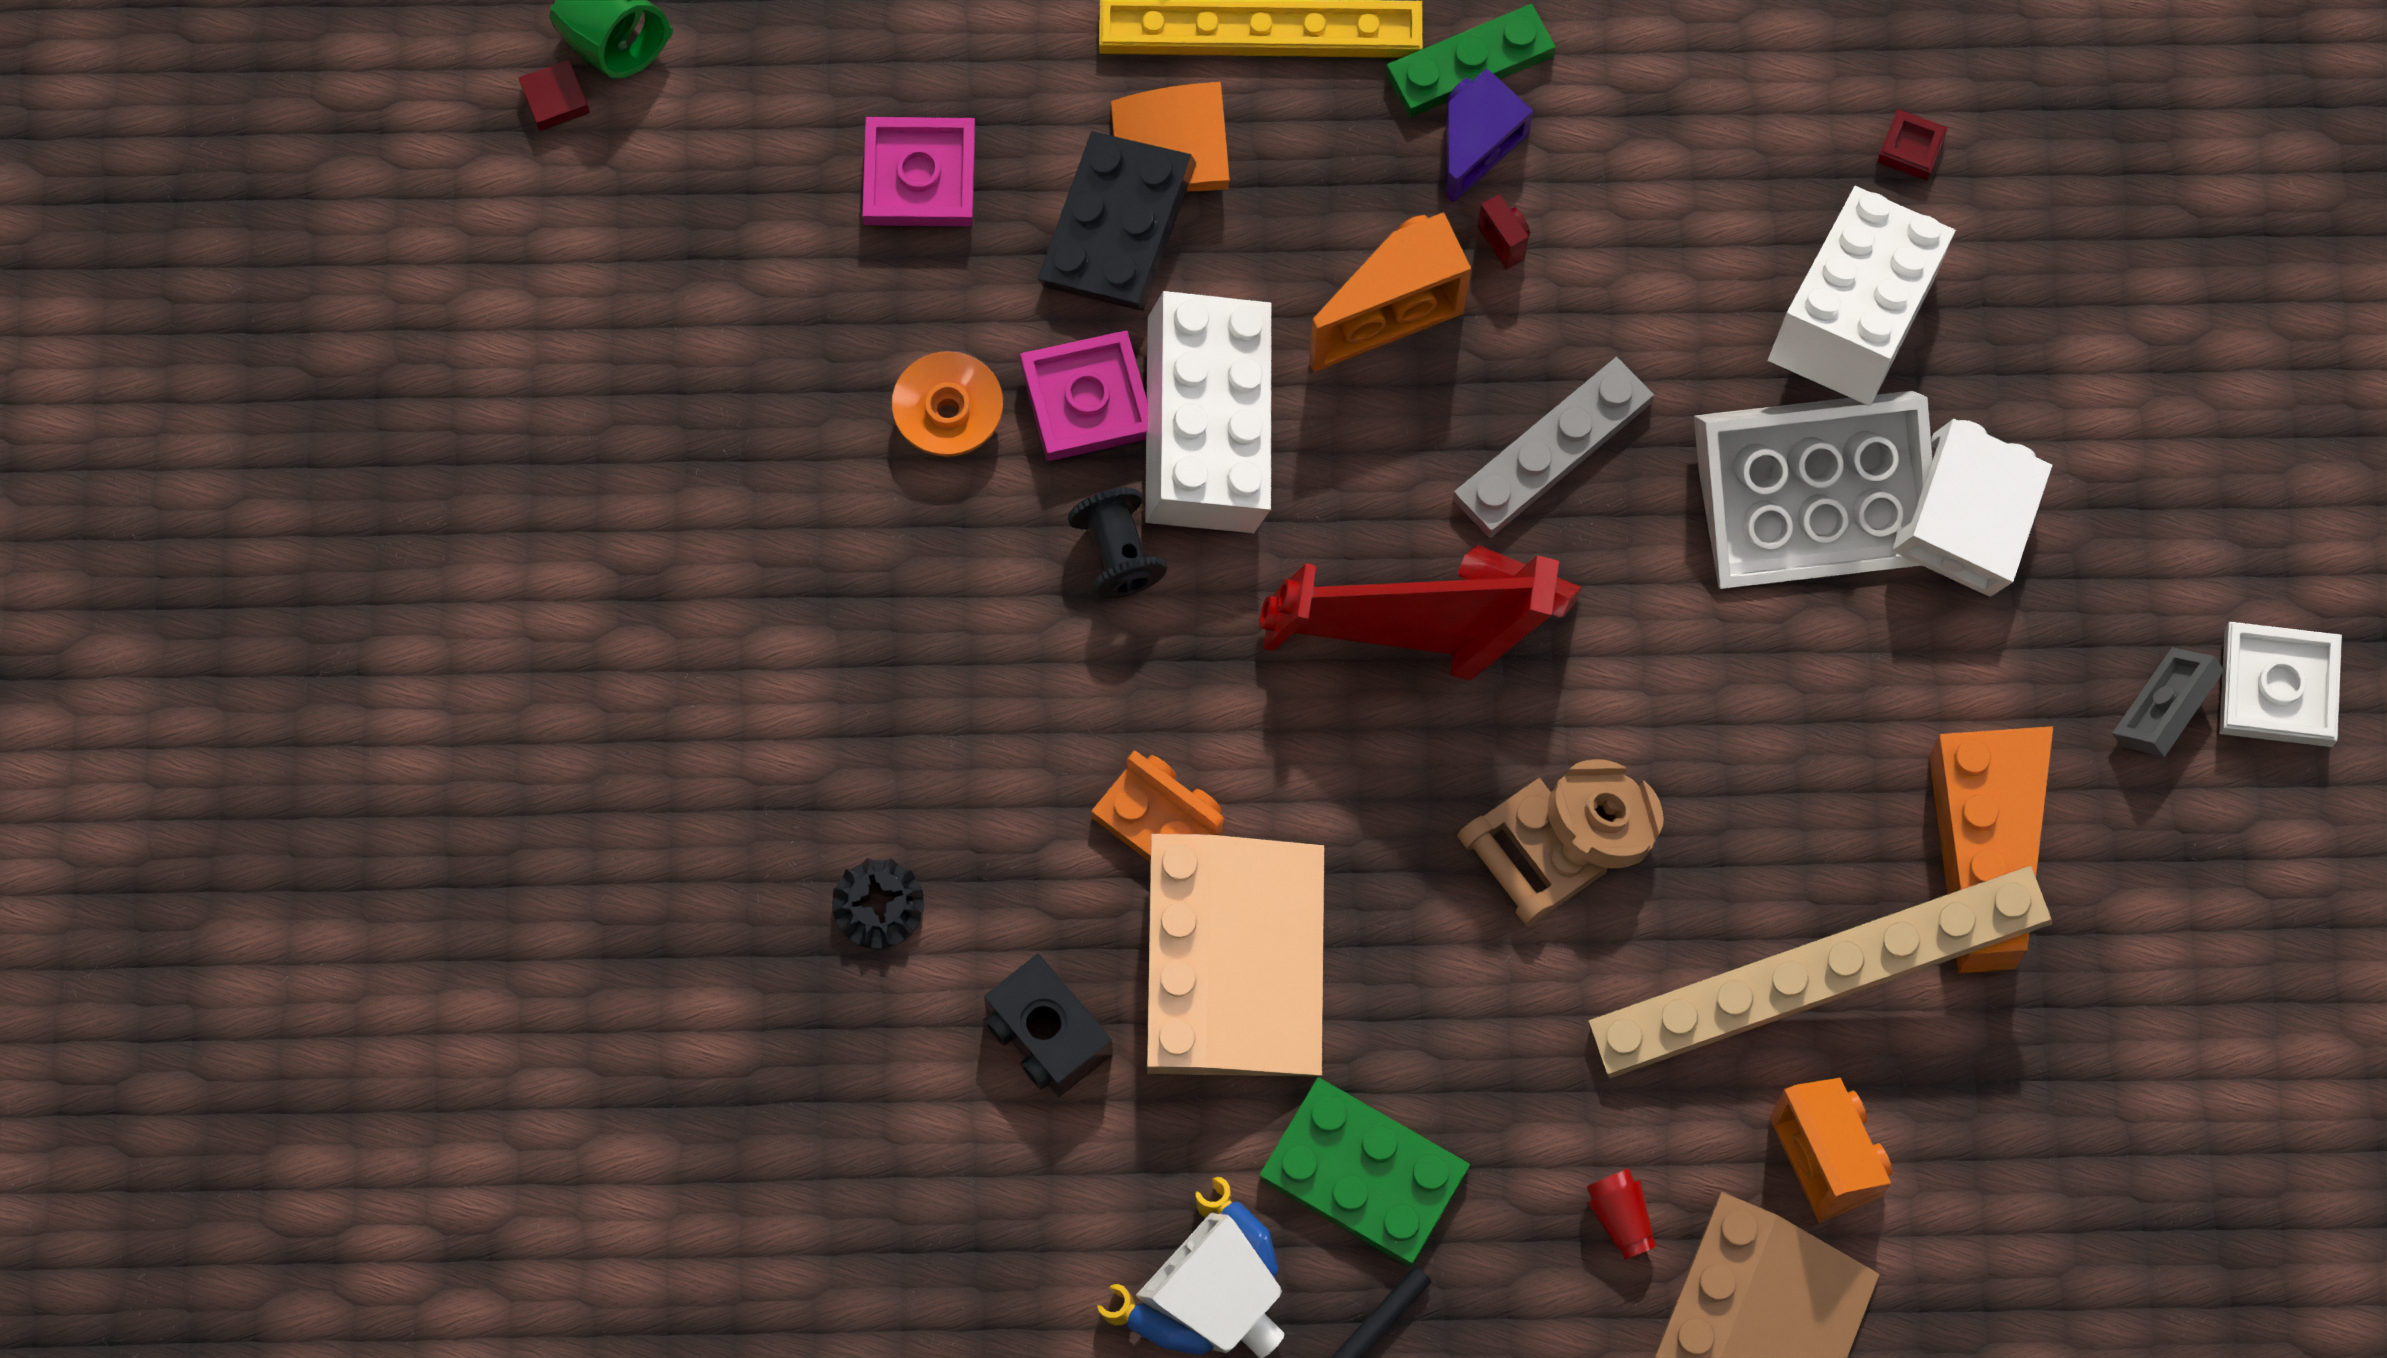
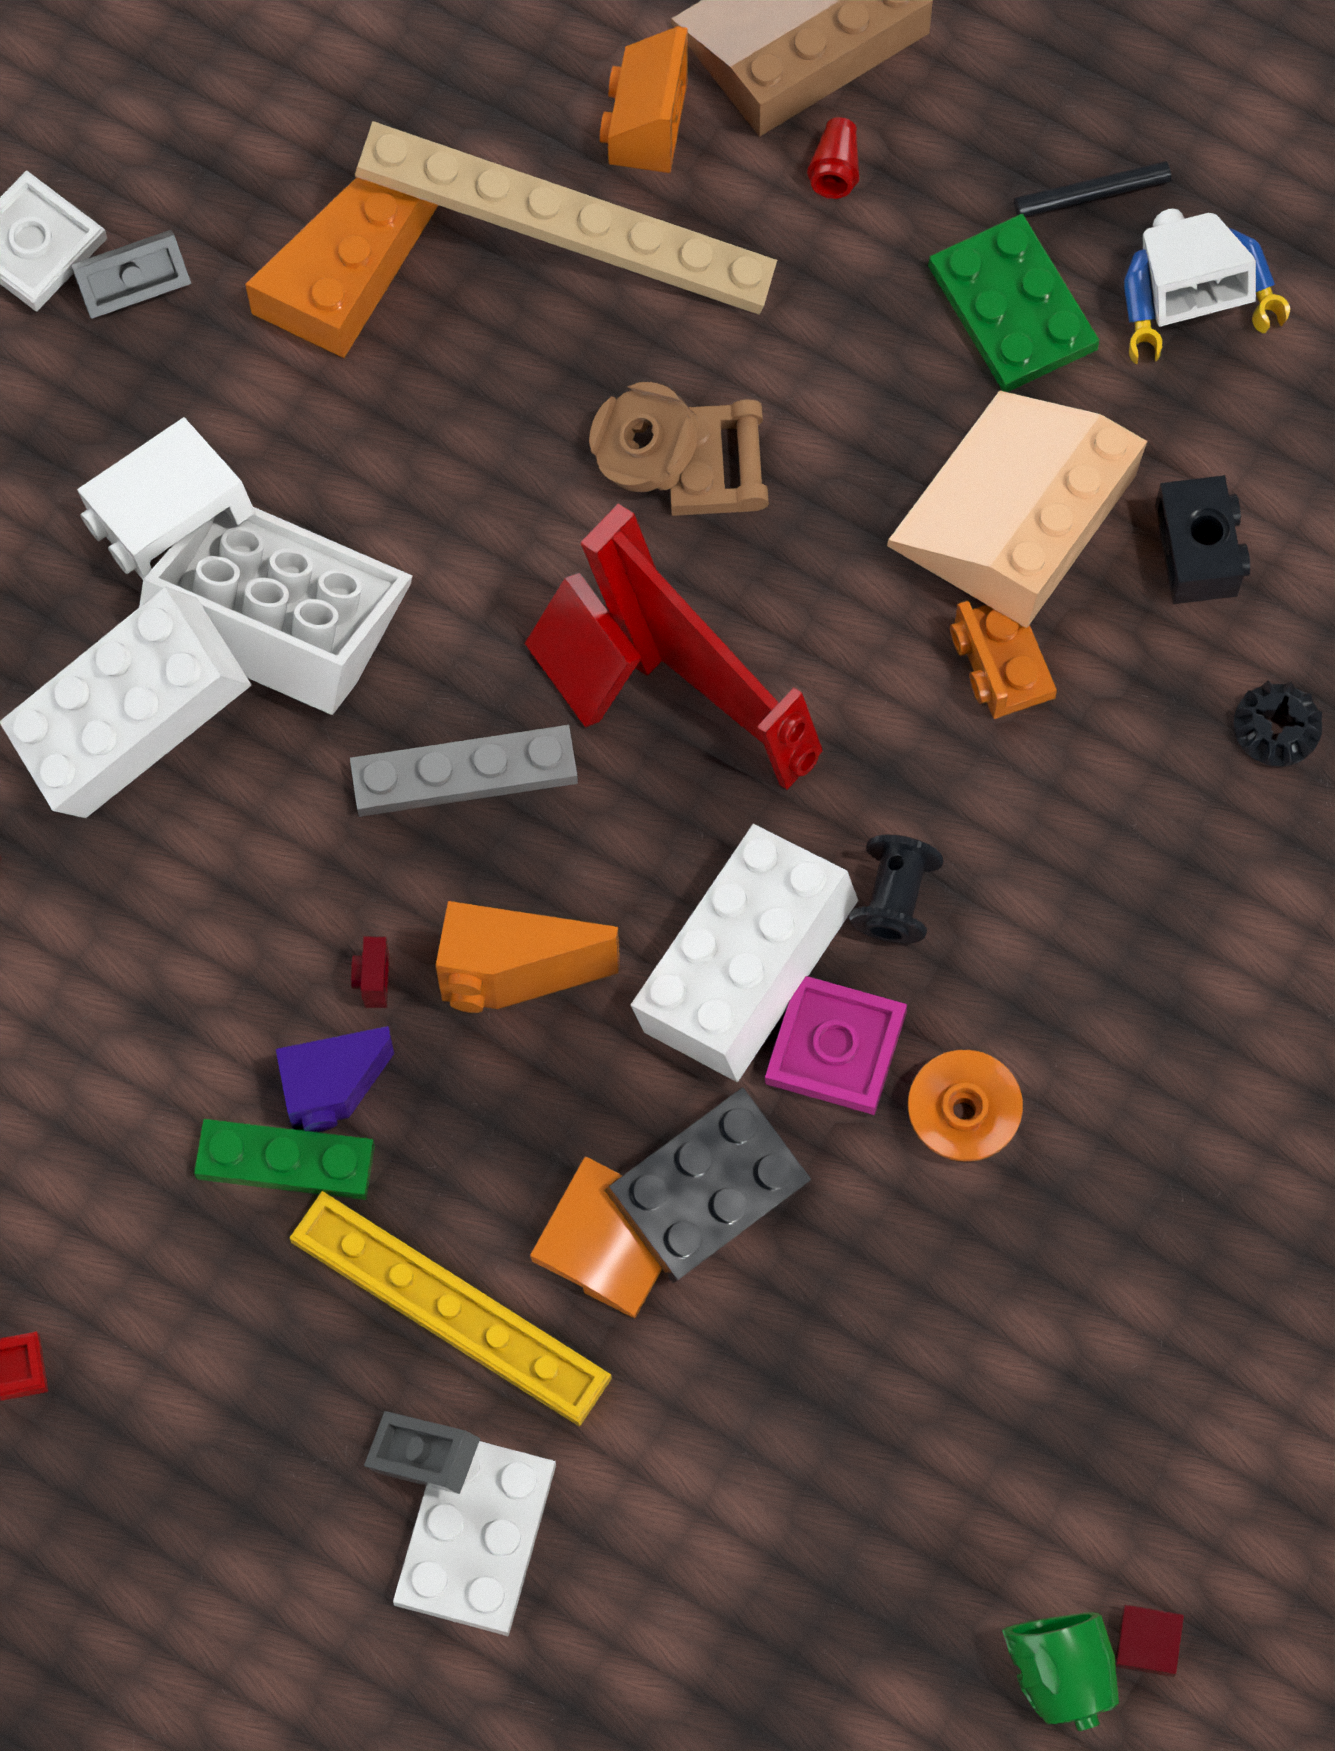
camera: 145 degrees left, 0 degrees up
(919, 171) = (854, 1347): dark pink plate -> none

